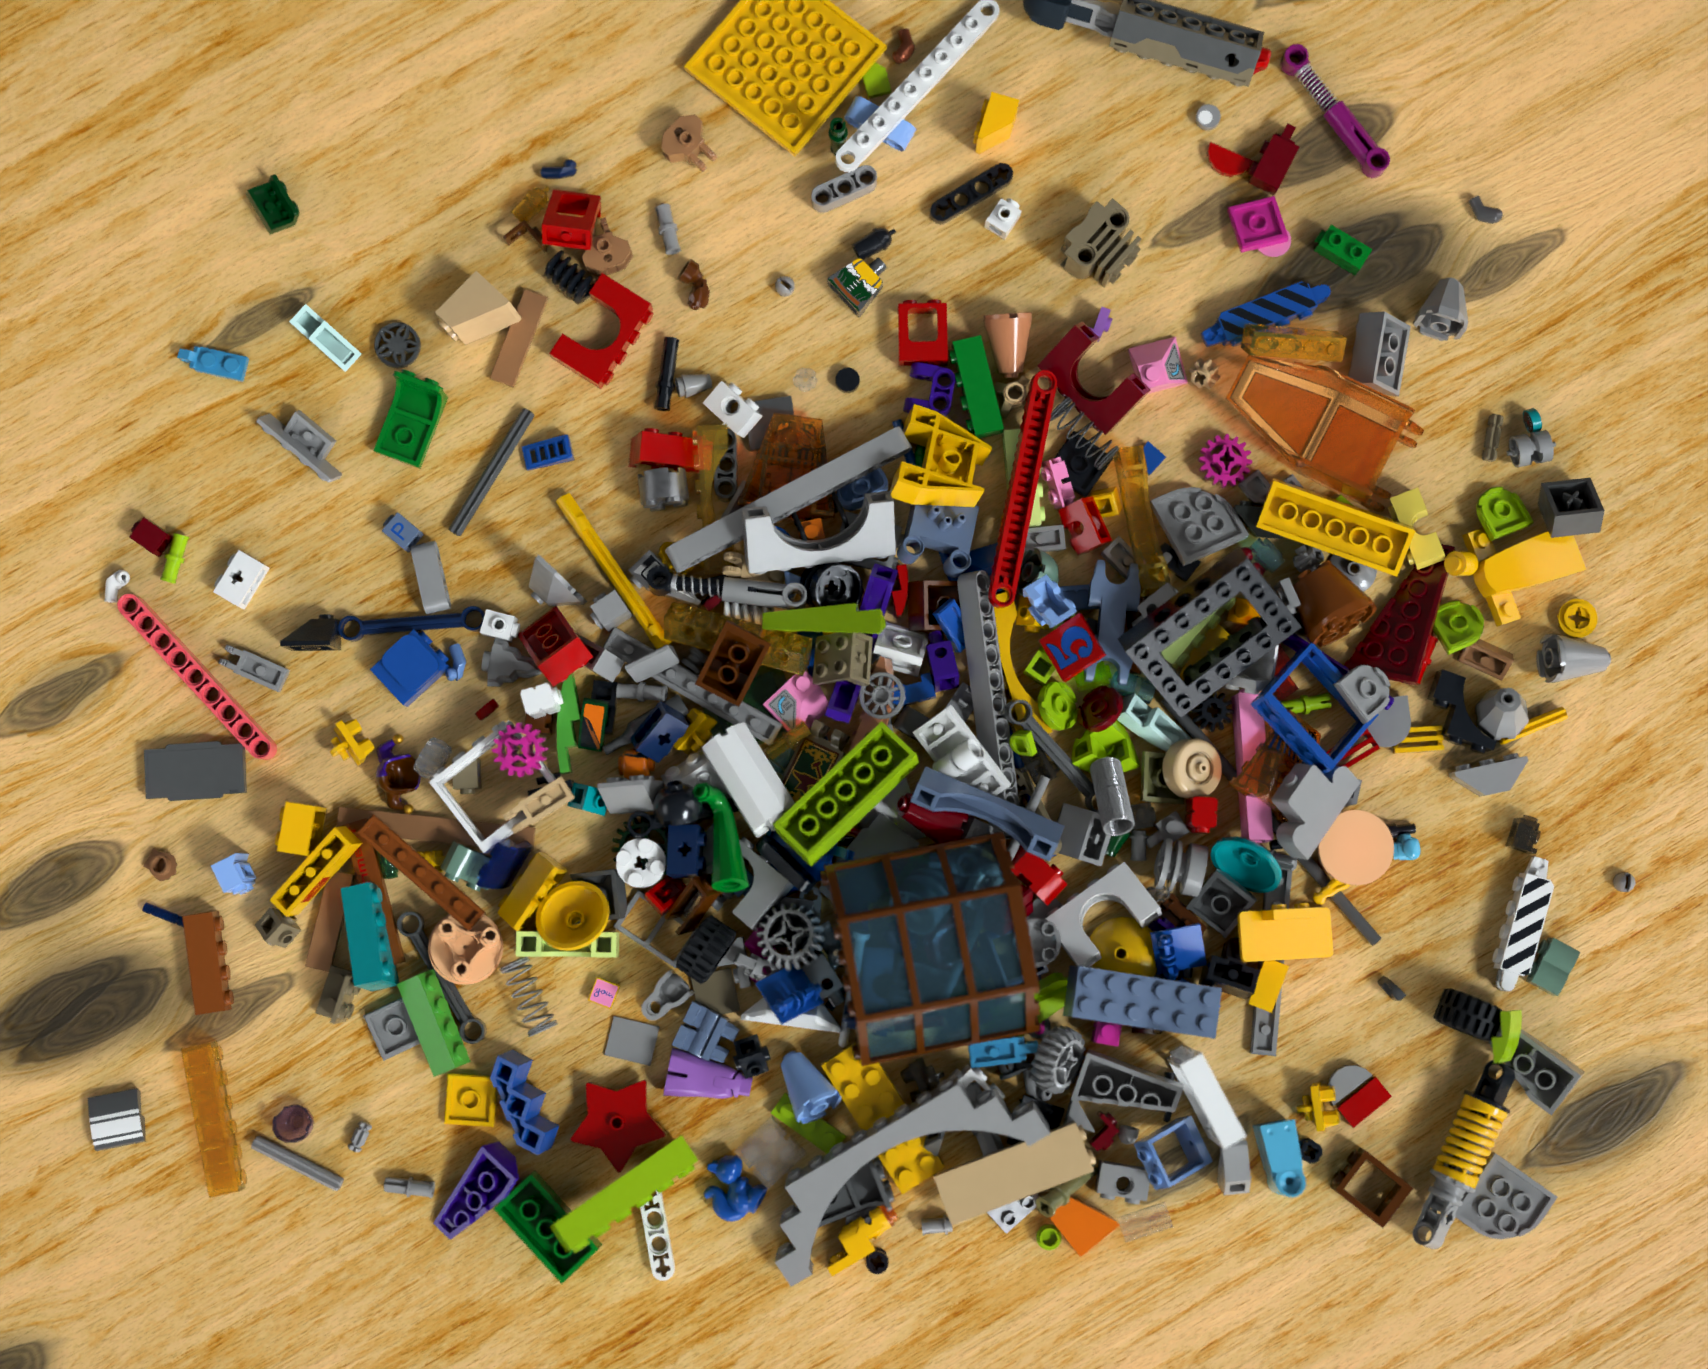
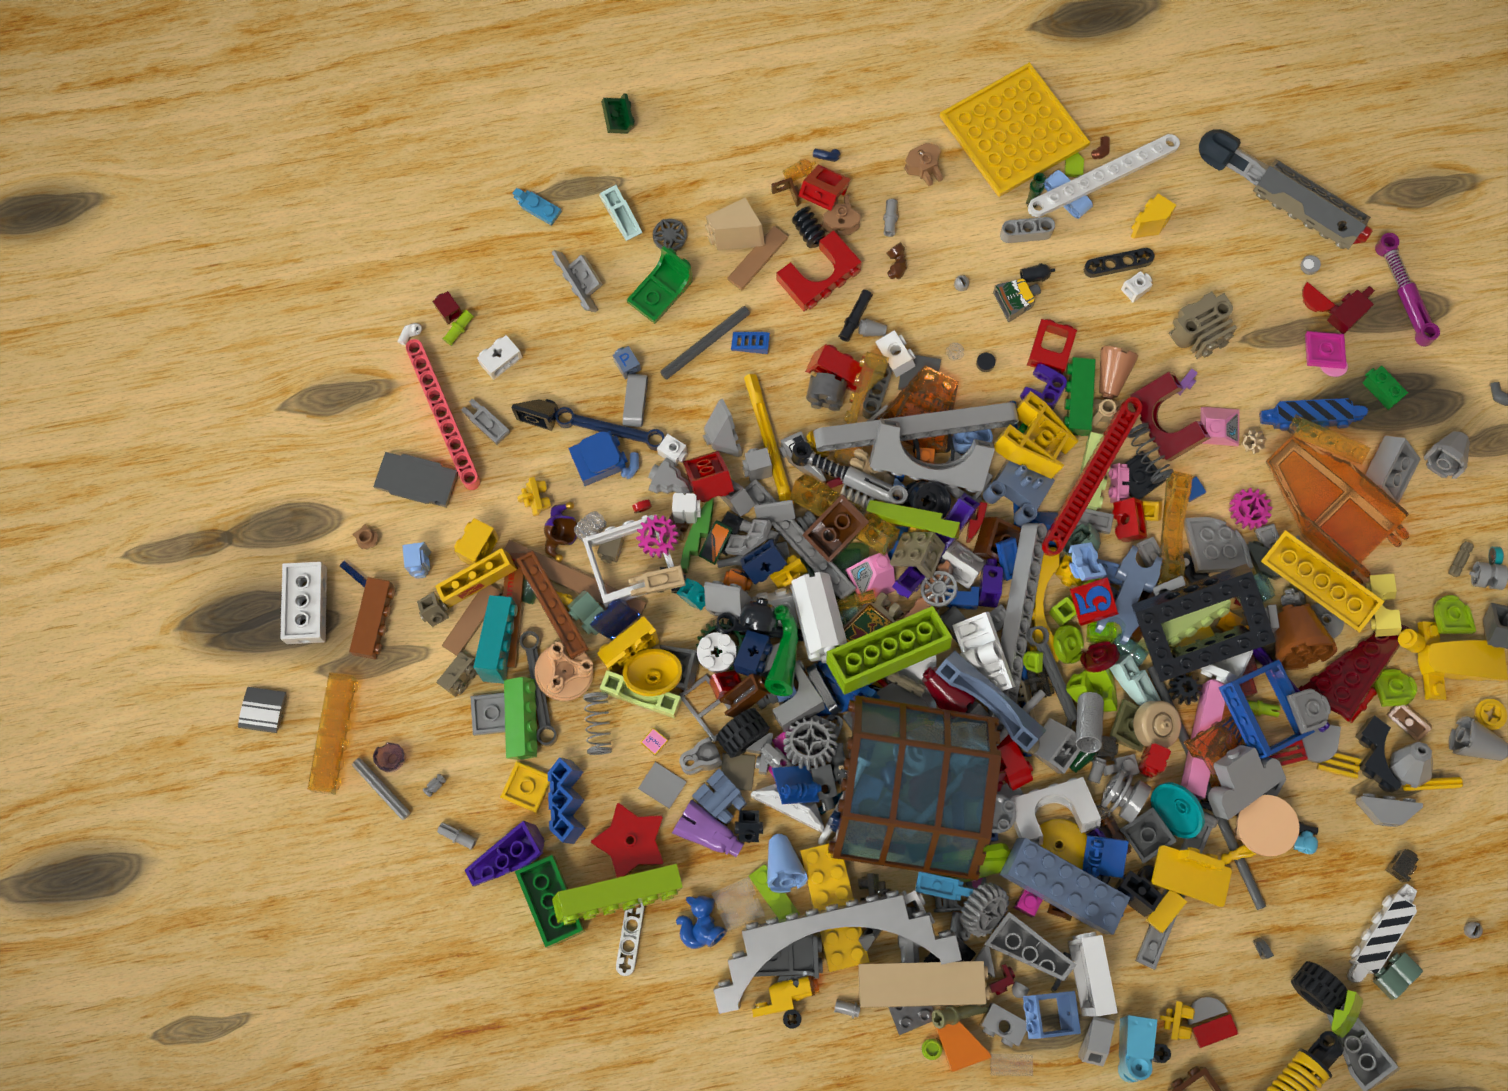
camera: 20 degrees right, 10 degrees down
(100, 973) = (292, 597): none -> white brick
(640, 701) = (743, 544): none -> light grey tile
(882, 823) = (907, 683): none -> dark tan axle

